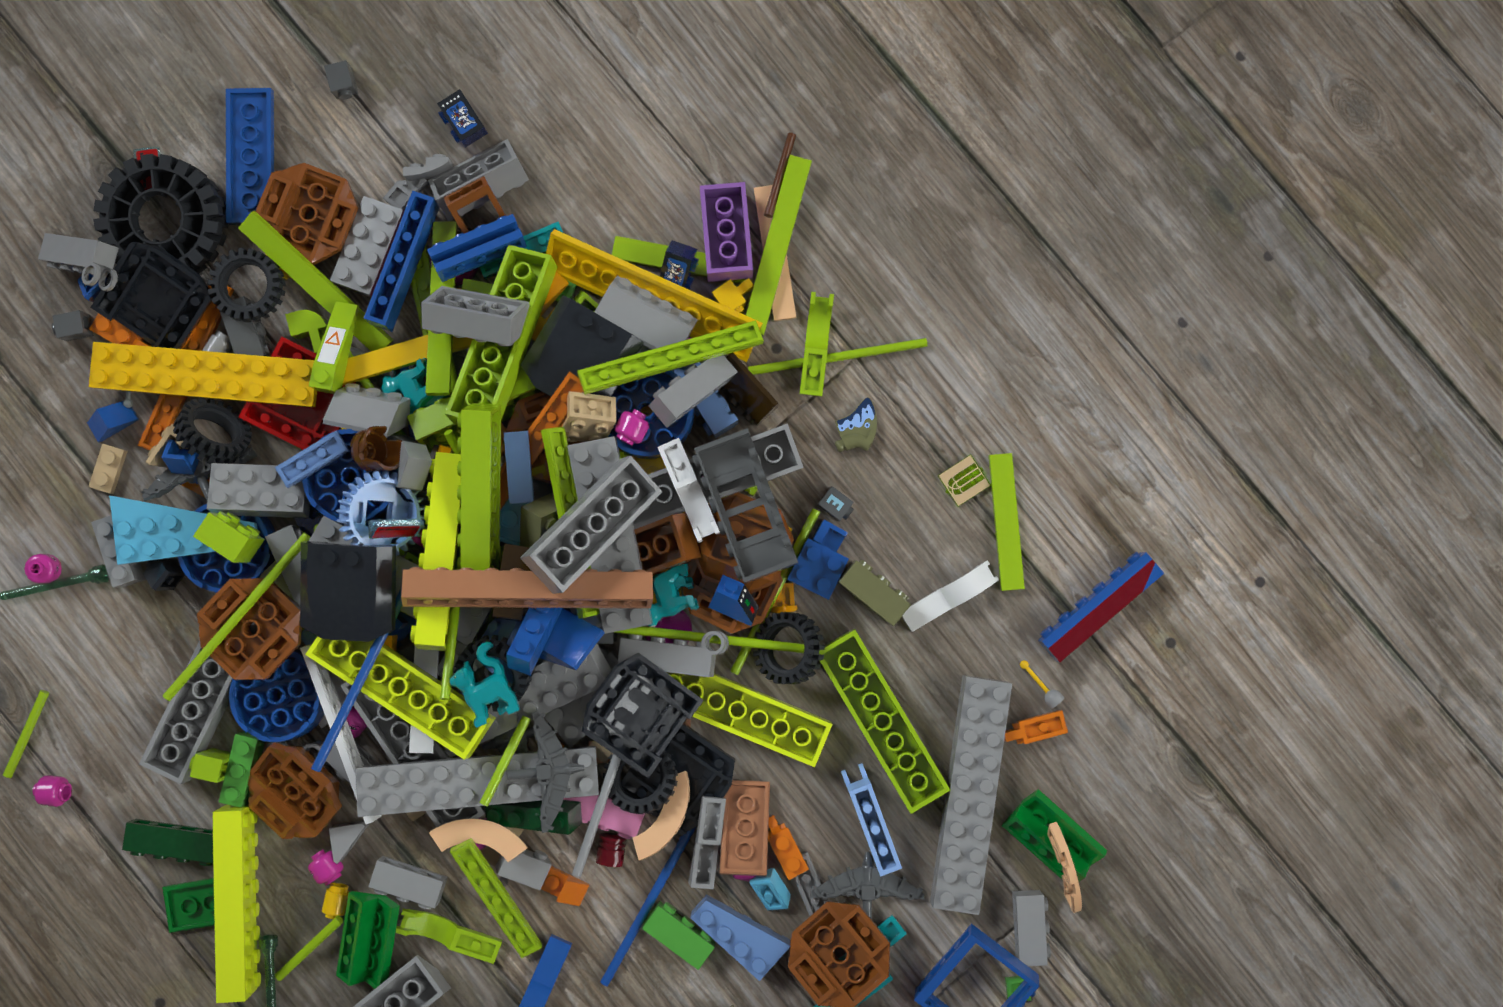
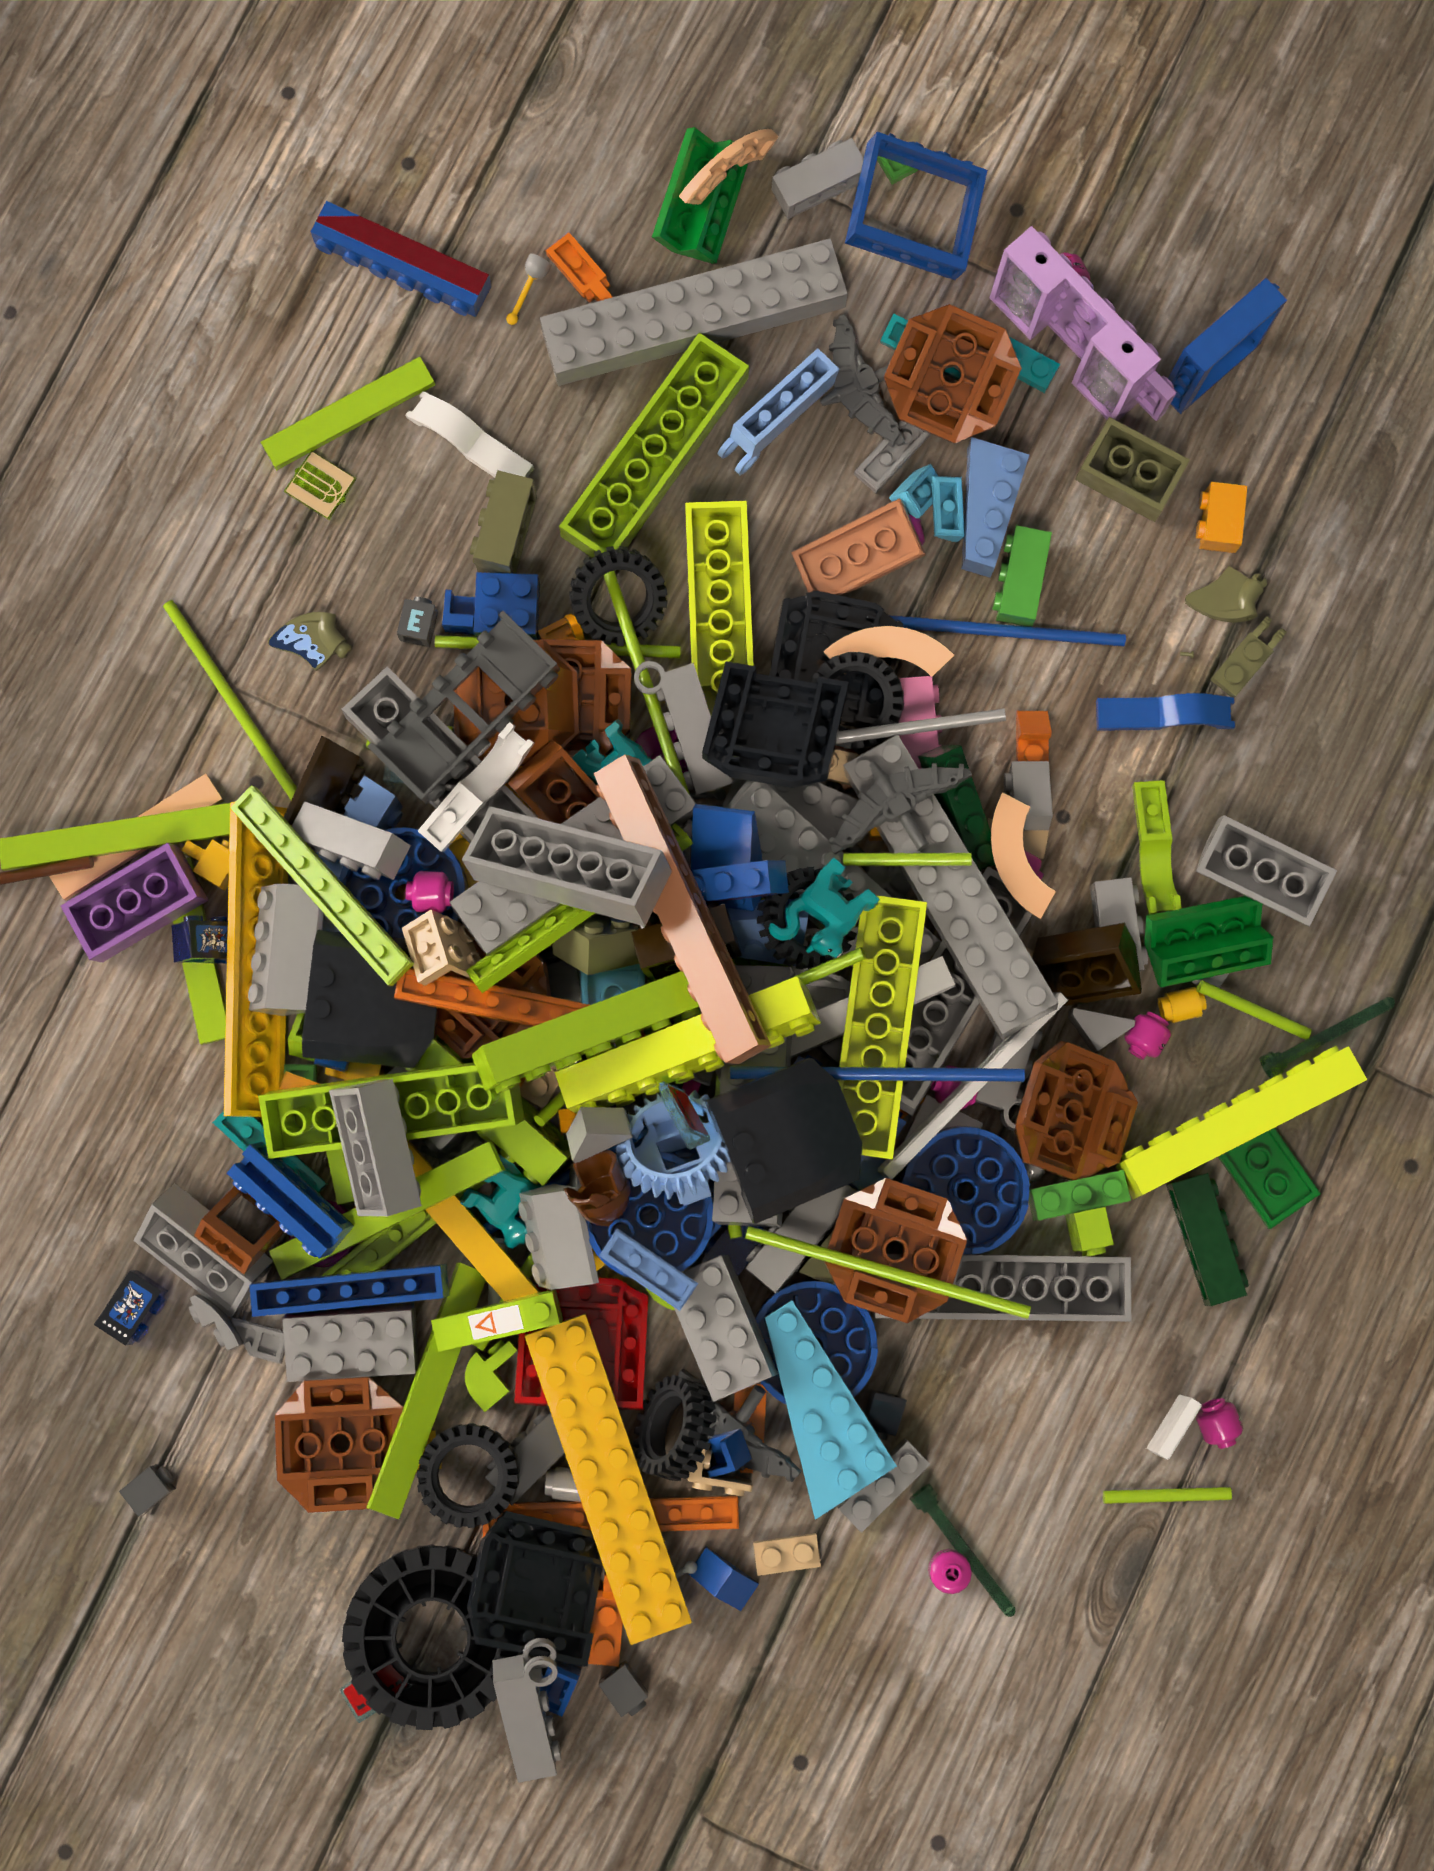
camera: 115 degrees left, 5 degrees down
(60, 759) = (1174, 1426): none -> white tile
(229, 537) = (793, 1327): lime brick -> none
(248, 149) = (296, 1566): blue plate -> none
(388, 850) = (1090, 963): none -> dark brown slope
(496, 897) = (1081, 807): lime tile -> none
(518, 467) = (542, 1003): medium blue tile -> none
(611, 850) = (961, 699): dark red piece -> none
(707, 843) = (899, 590): light grey slope -> none
(734, 600) = (589, 682): blue slope -> none
(750, 905) = (948, 508): none -> medium azure slope
(786, 849) = (862, 494): orange hinge -> none
(816, 345) = (231, 732): lime piece -> none

